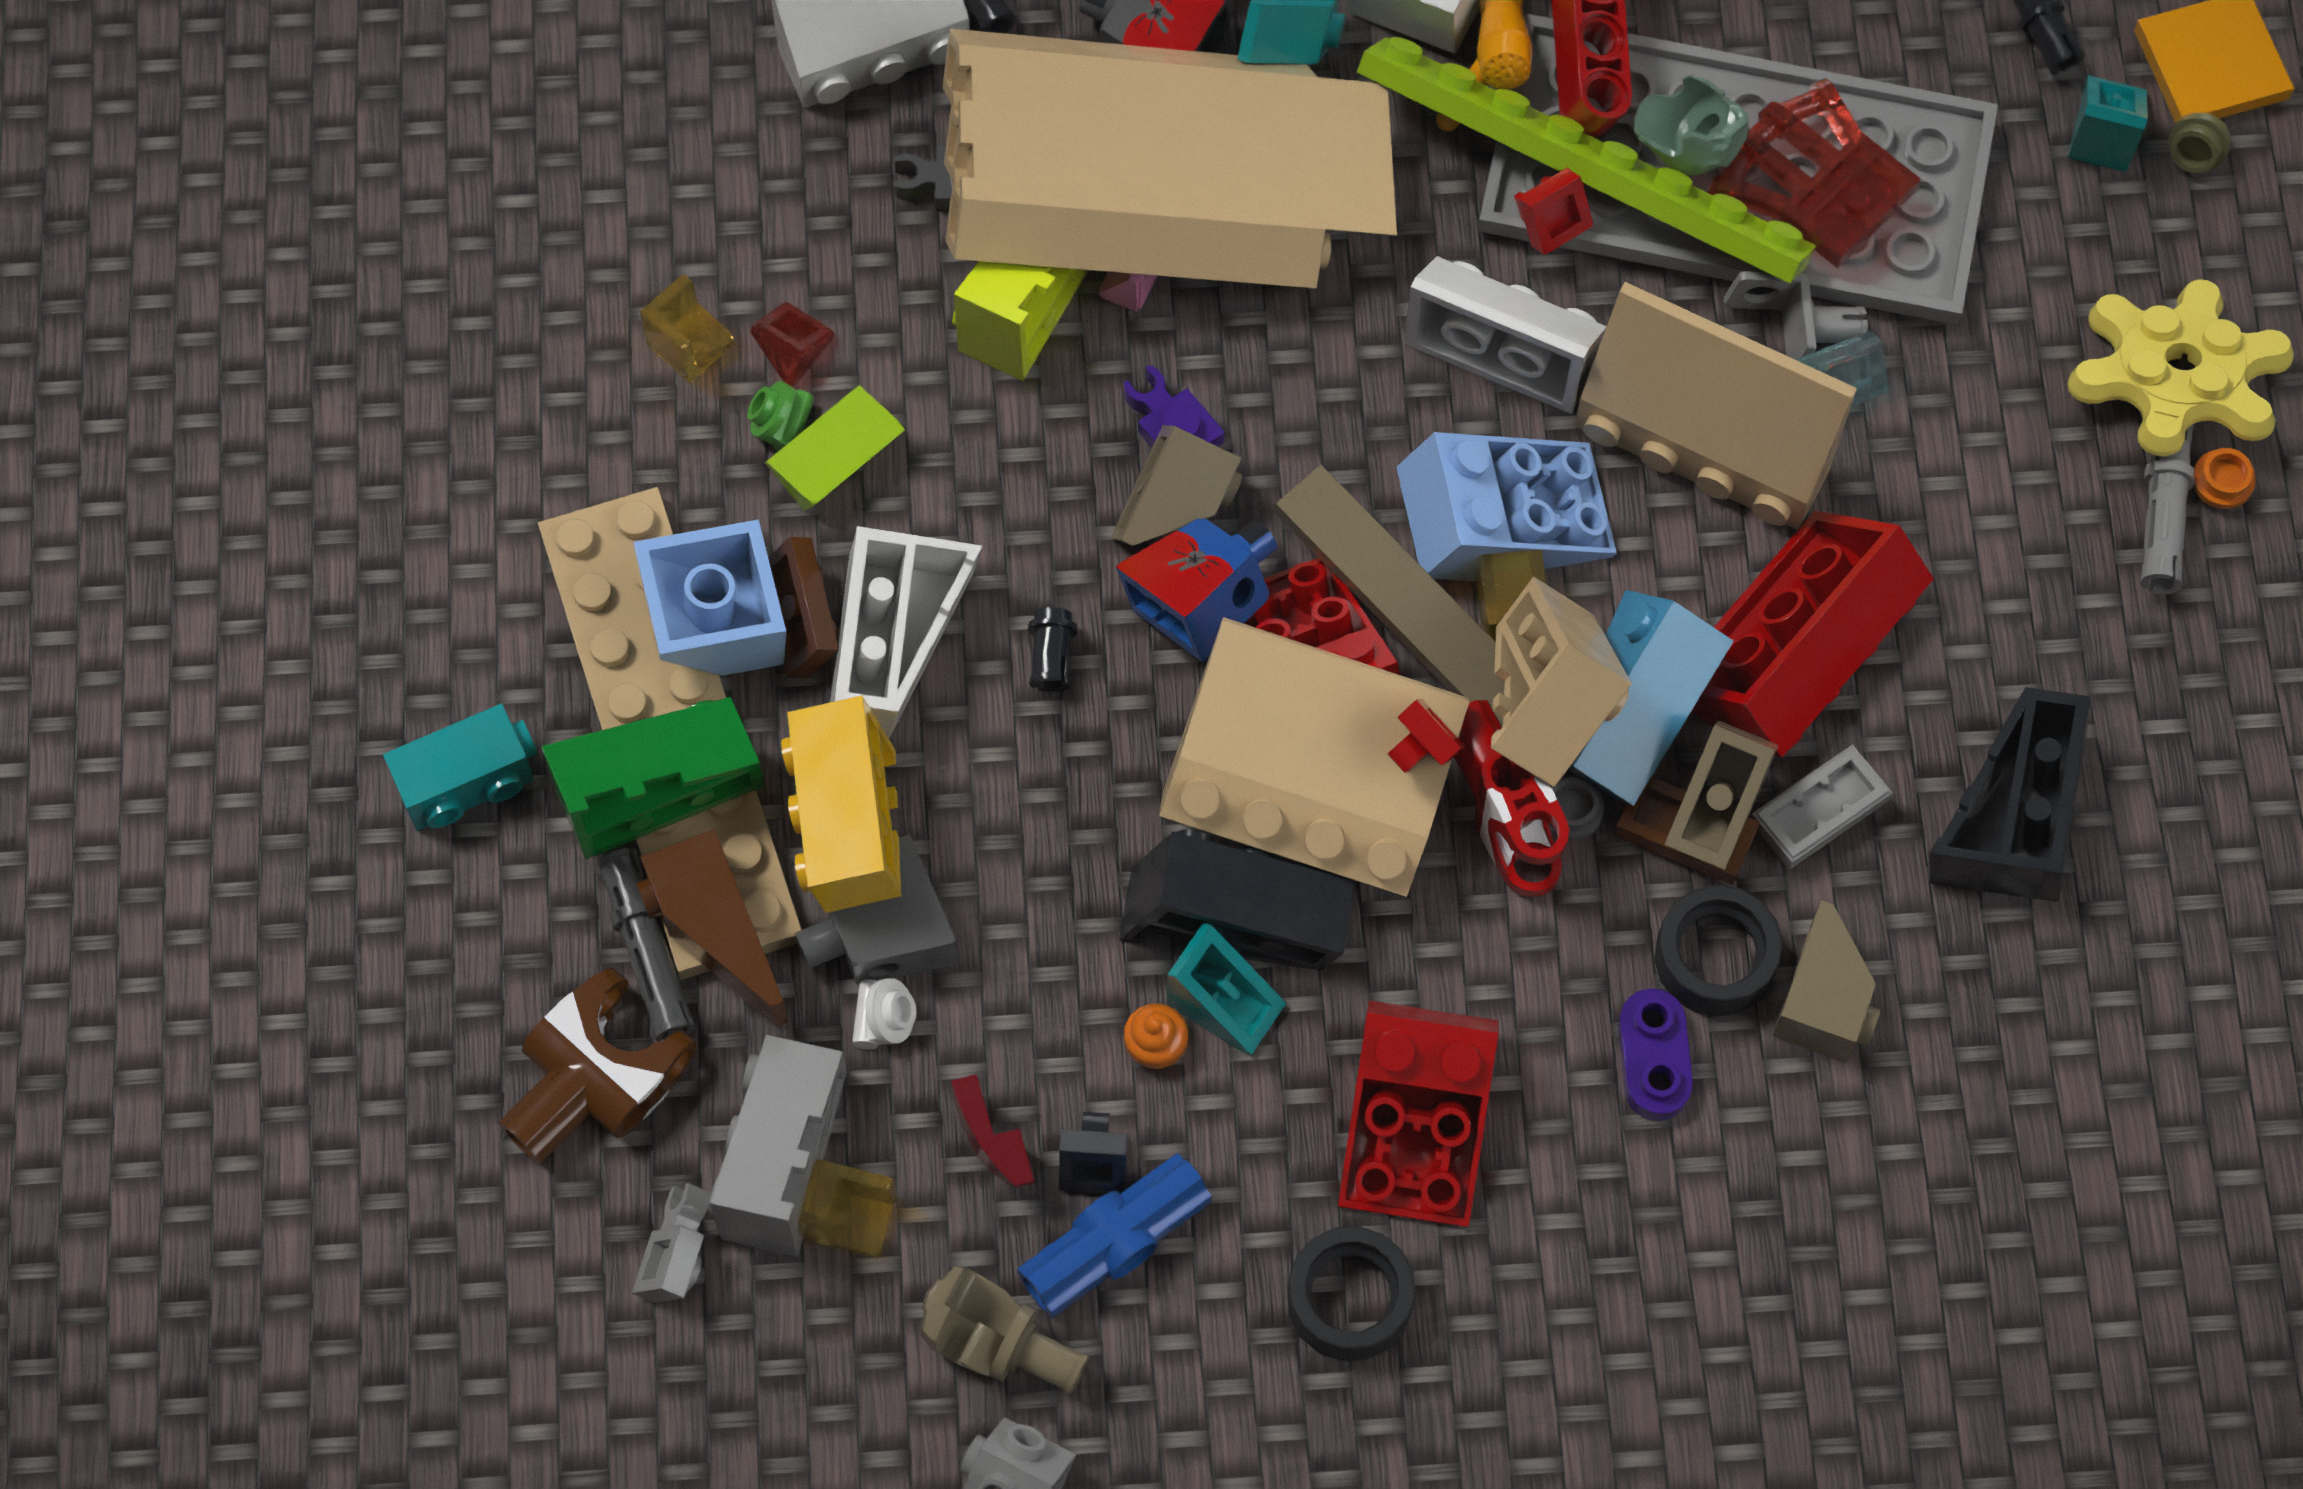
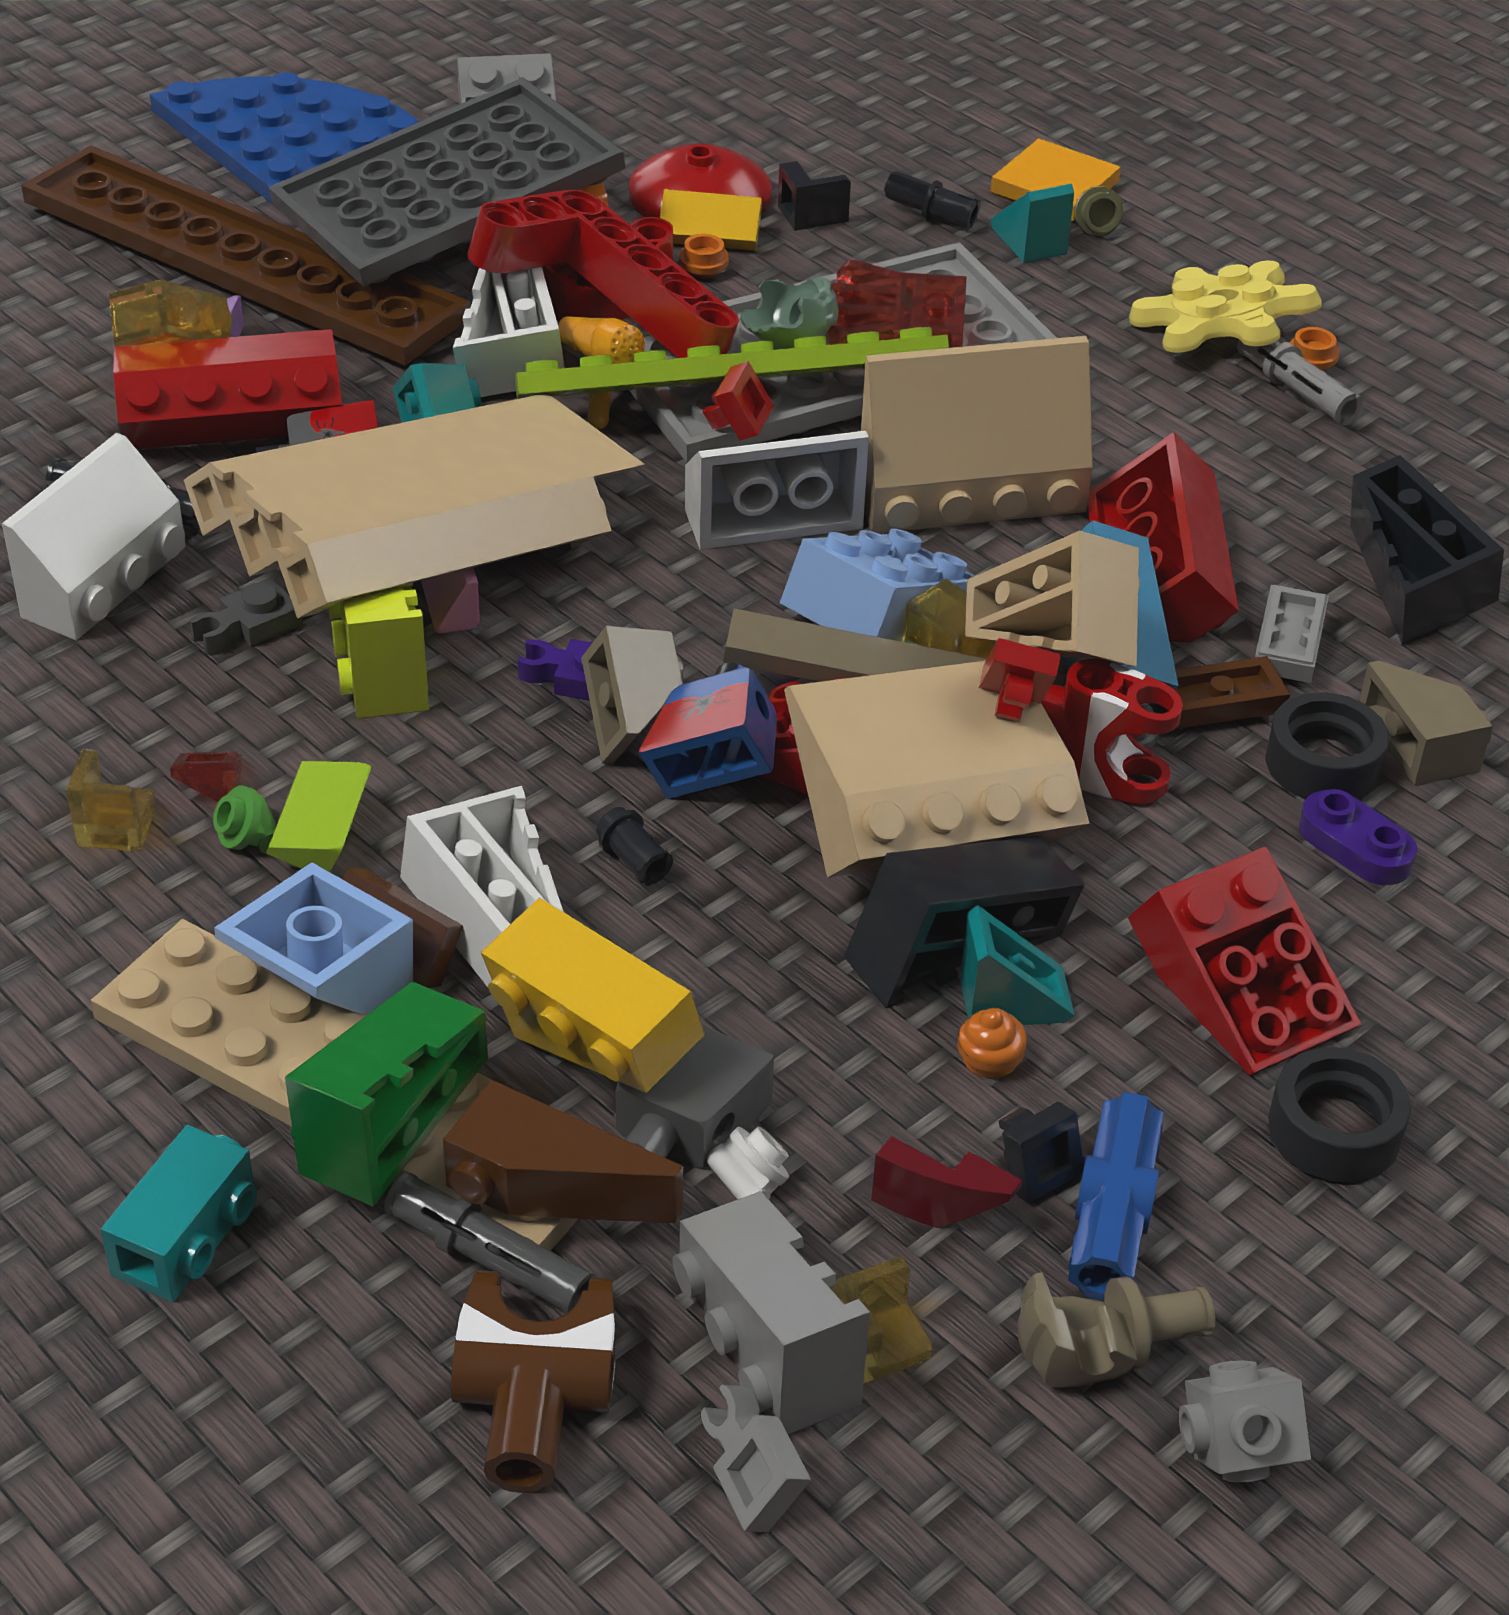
camera: 40 degrees left, 25 degrees down
(1721, 794) = (1233, 630): dark tan slope -> none

